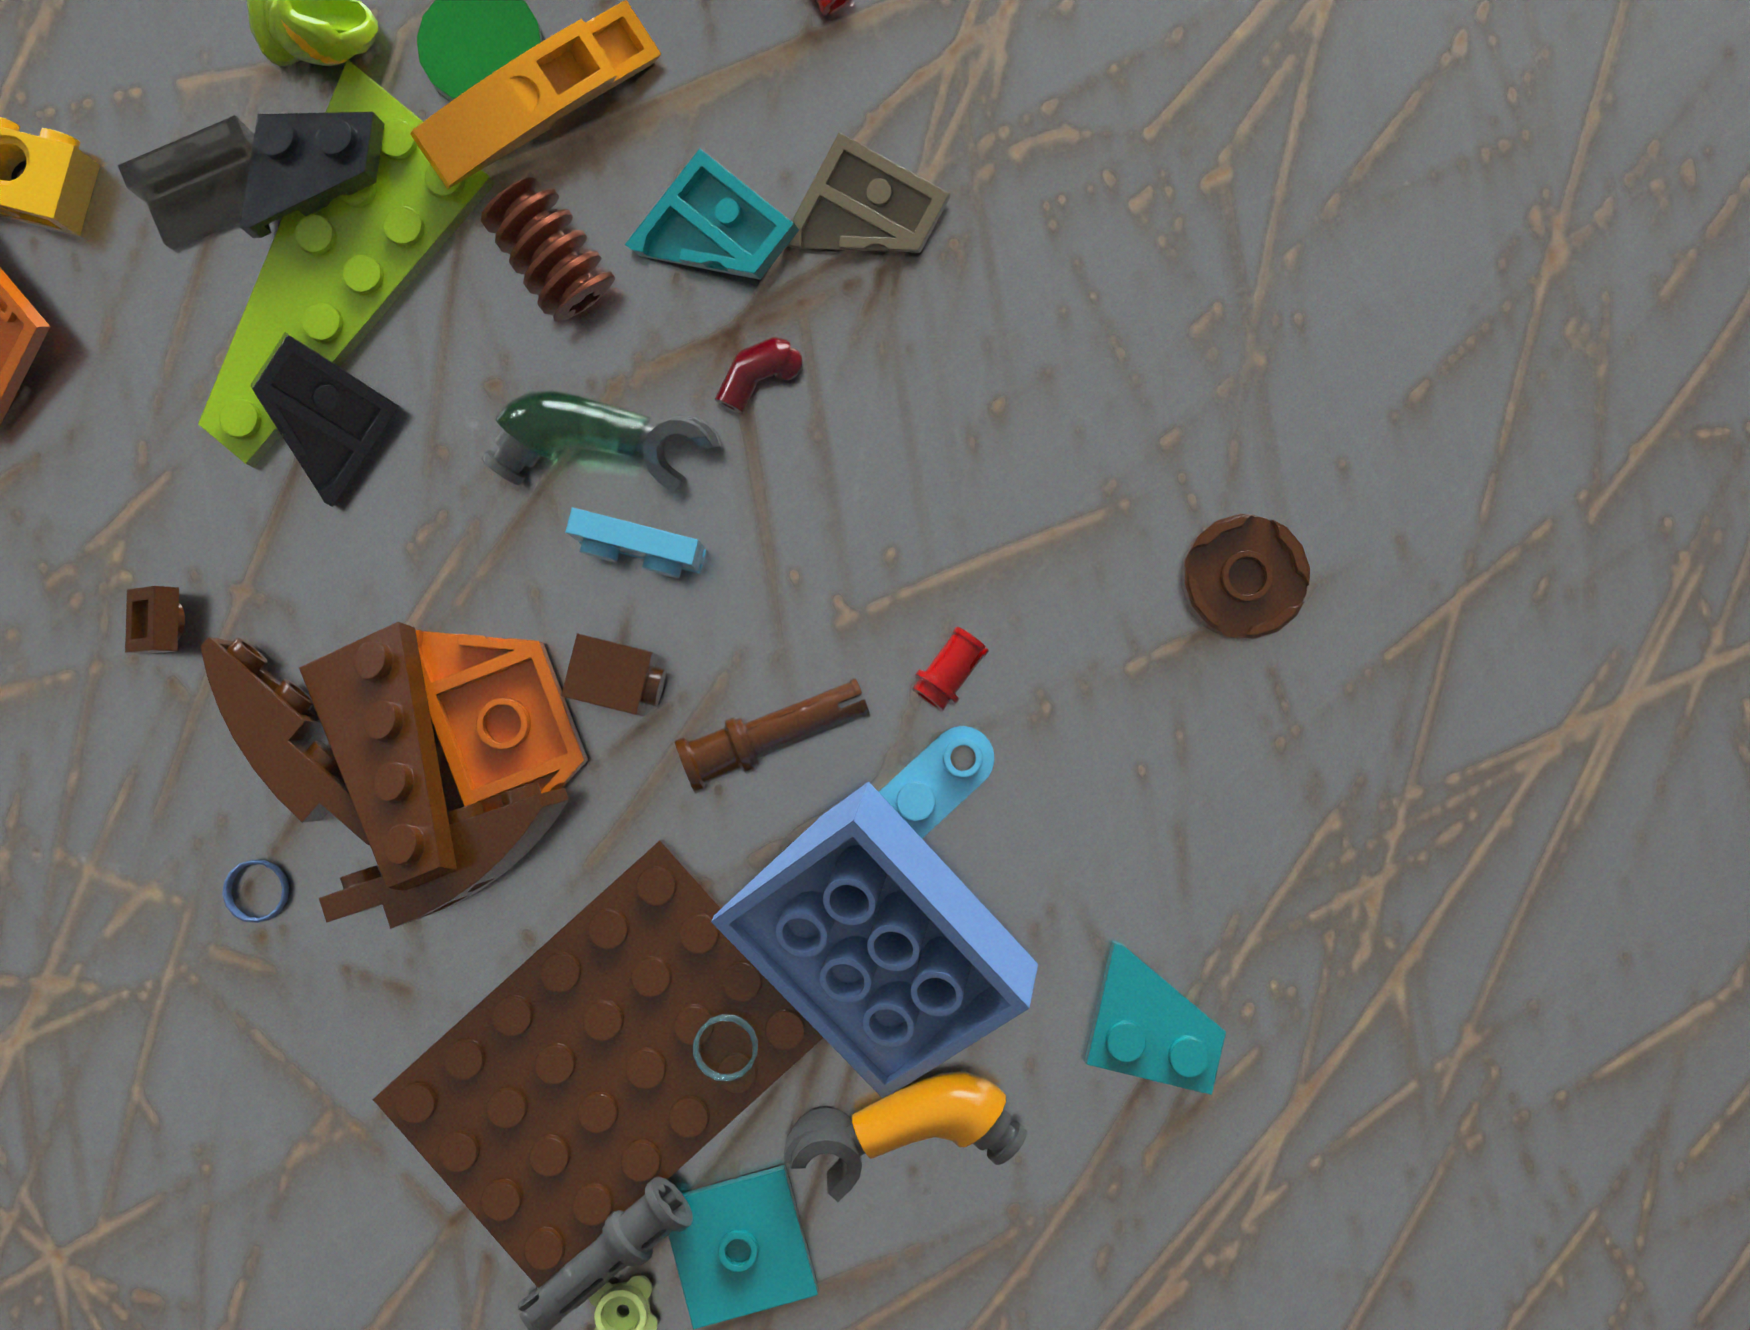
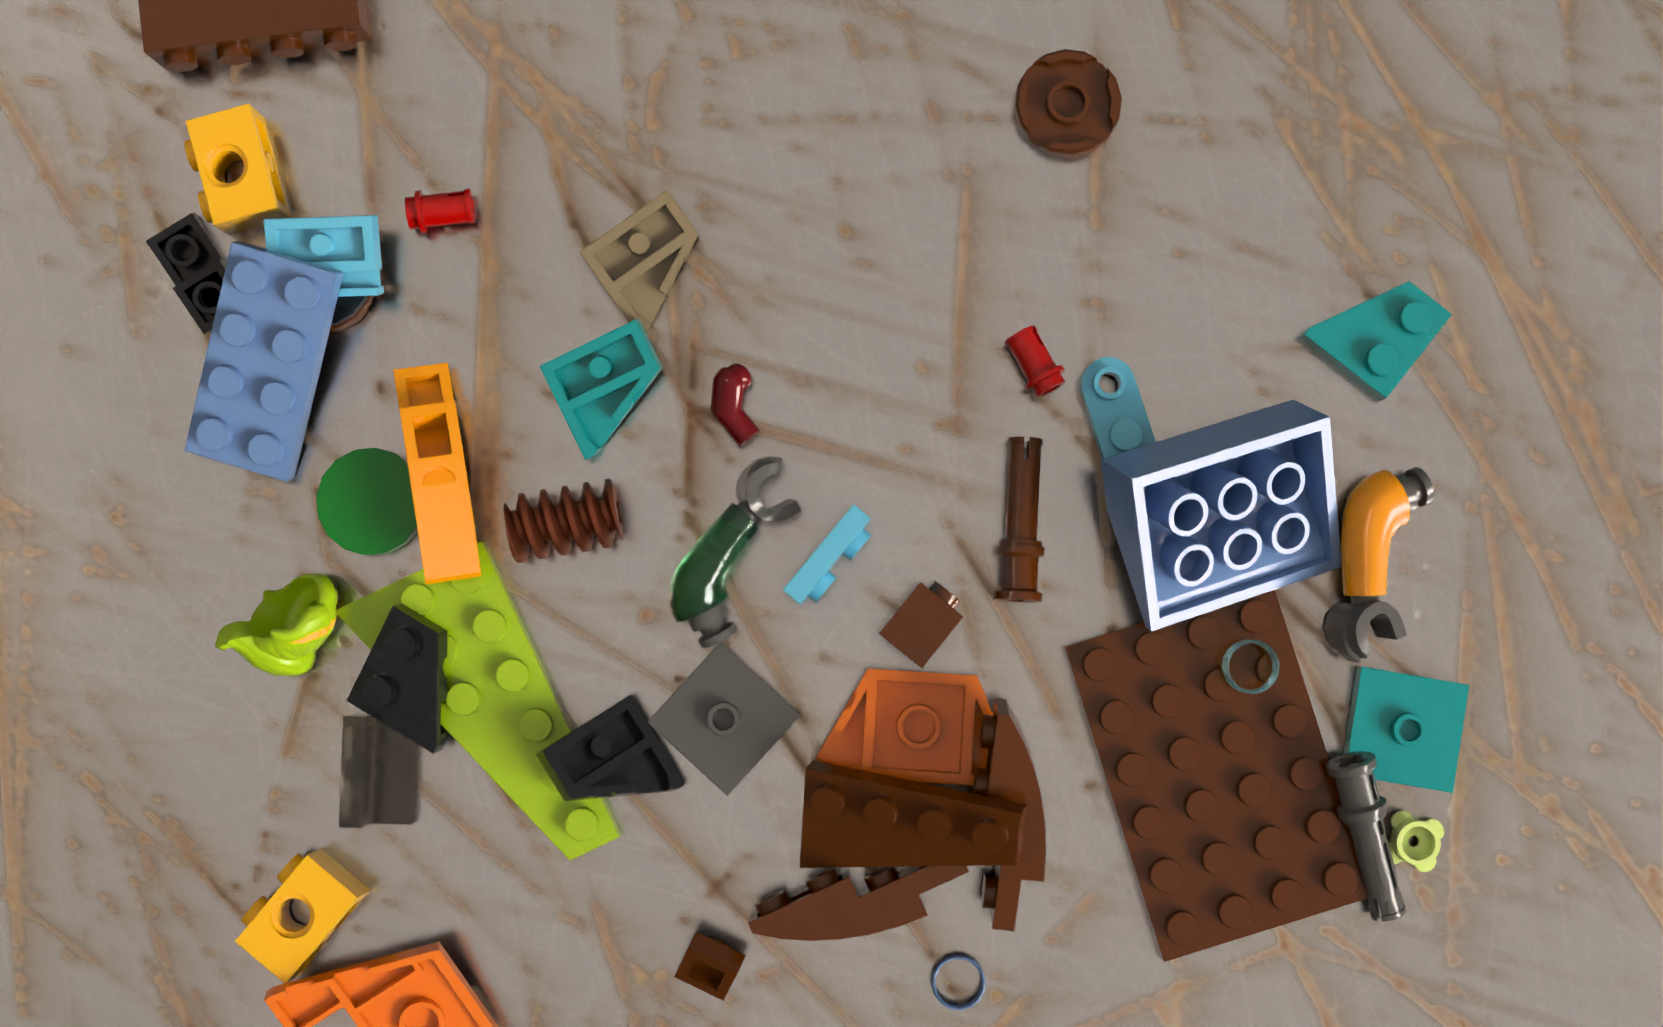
camera: 65 degrees left, 0 degrees up
(421, 516) = (724, 718): none -> dark grey plate

